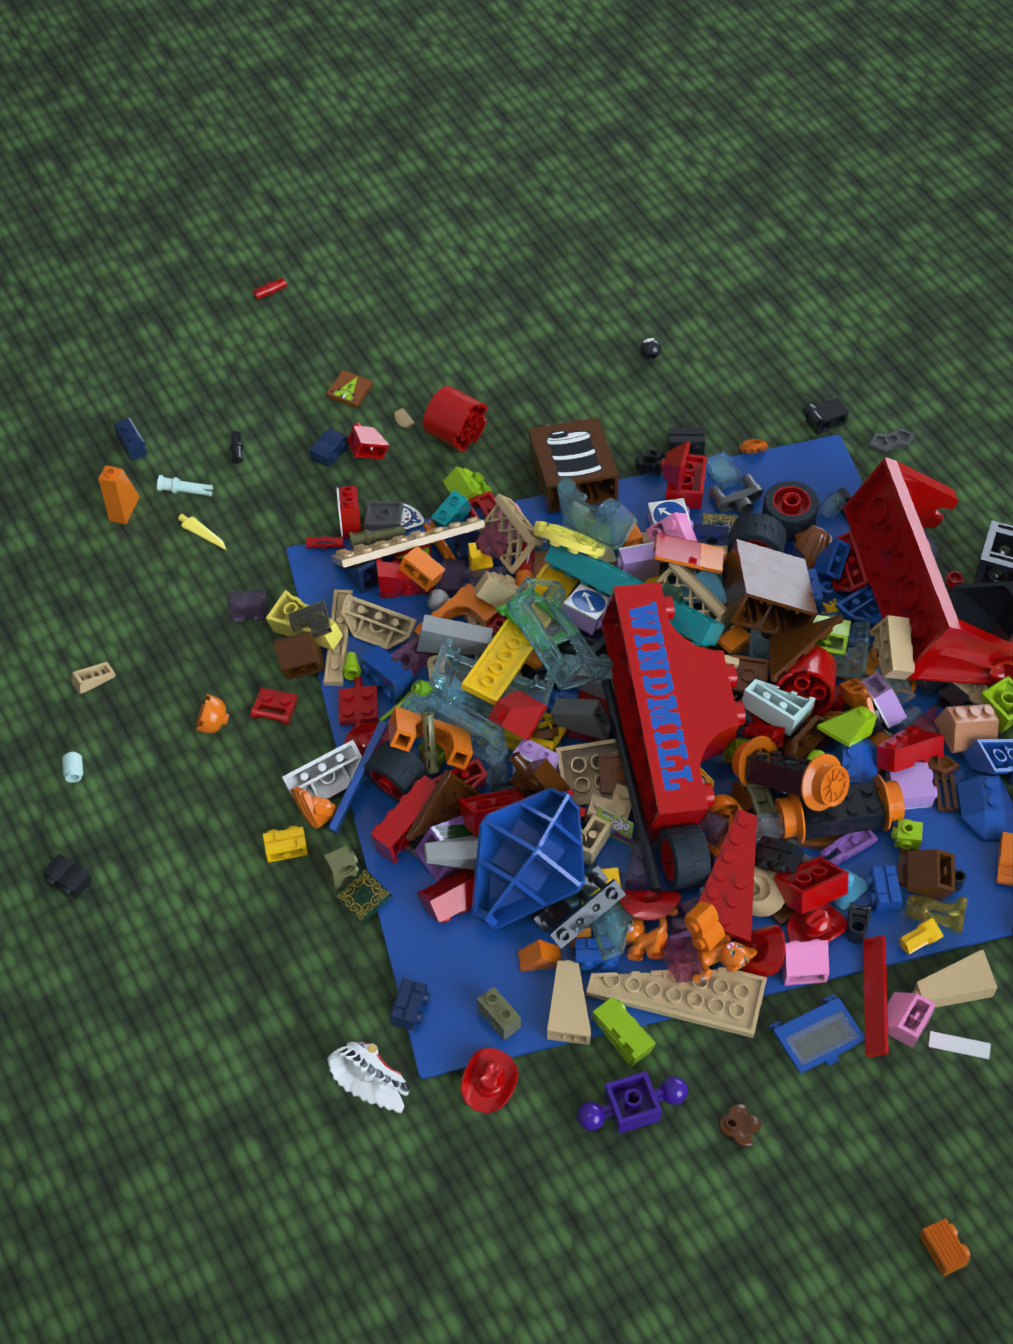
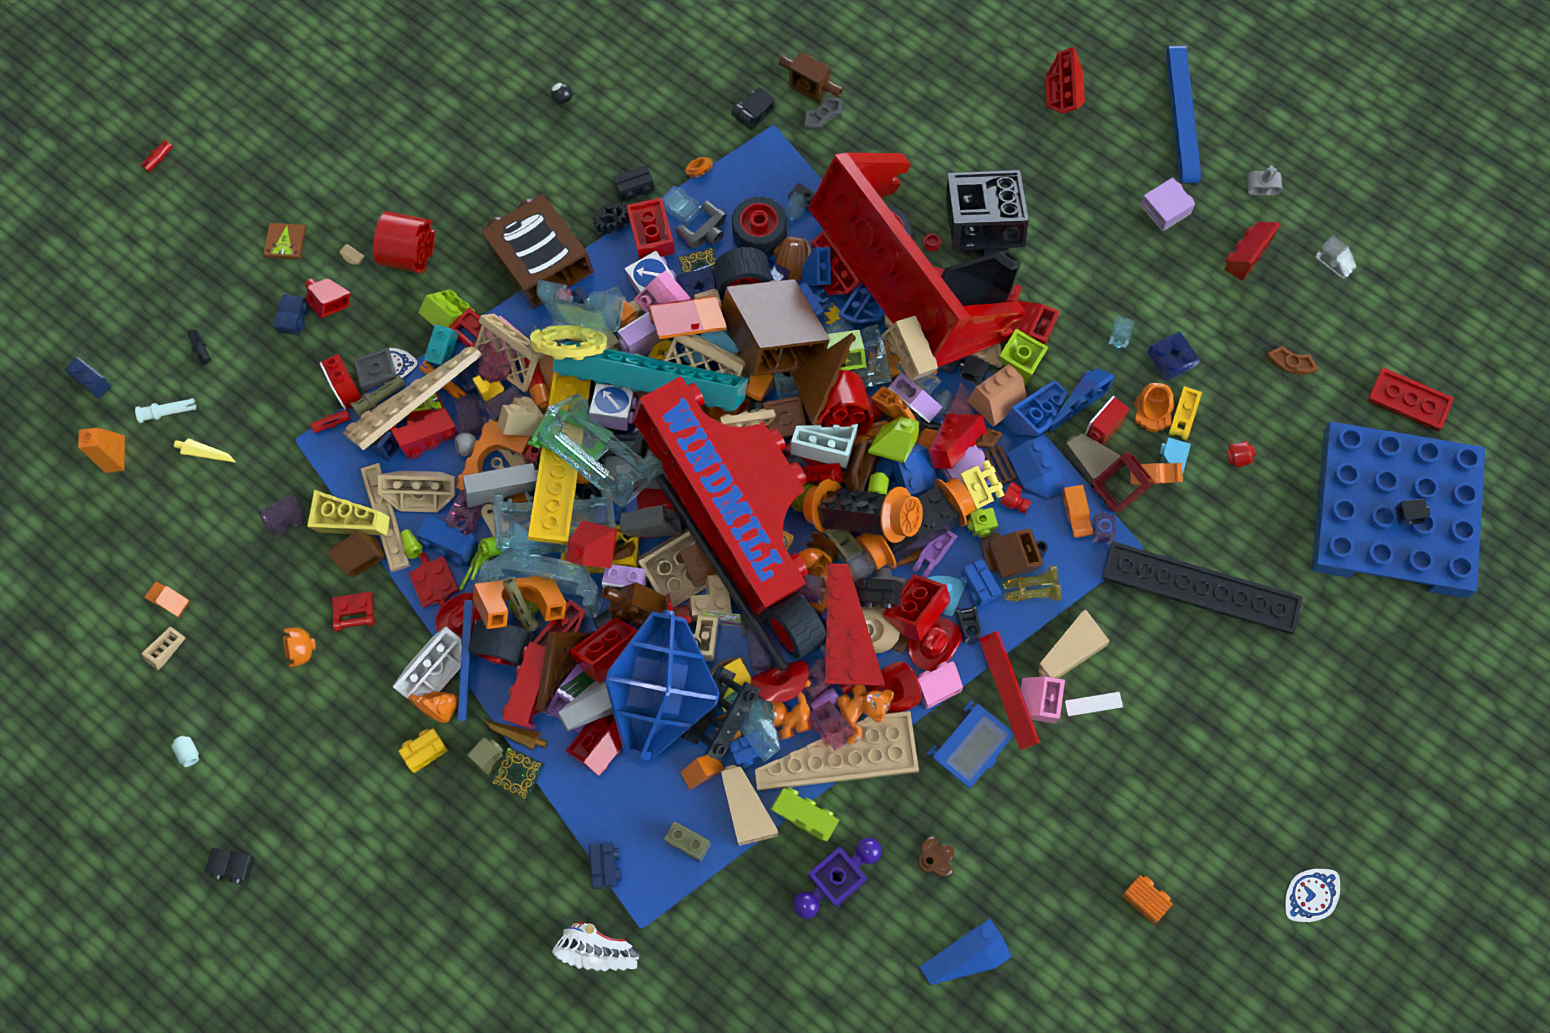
camera: 20 degrees left, 15 degrees up
(115, 638) = (167, 599): none -> slope
(313, 615) = (356, 512): clear smoke tile -> none
(382, 865) = (522, 736): none -> pearl gold bar
(422, 568) = (438, 421): orange brick -> none
(488, 1080) = (703, 906): red hat -> none
(671, 590) = (686, 364): clear green slope -> none
(676, 466) = (637, 223): red slope -> none
(704, 926) = (841, 691): orange brick -> none
(744, 1227) = (971, 954): none -> blue wedge
(890, 404) = (810, 77): none -> reddish brown brick
(914, 799) = (975, 484): none -> light yellow plate
(924, 934) = (1031, 613): yellow piece -> none
(947, 824) = (1012, 499): none -> red piece

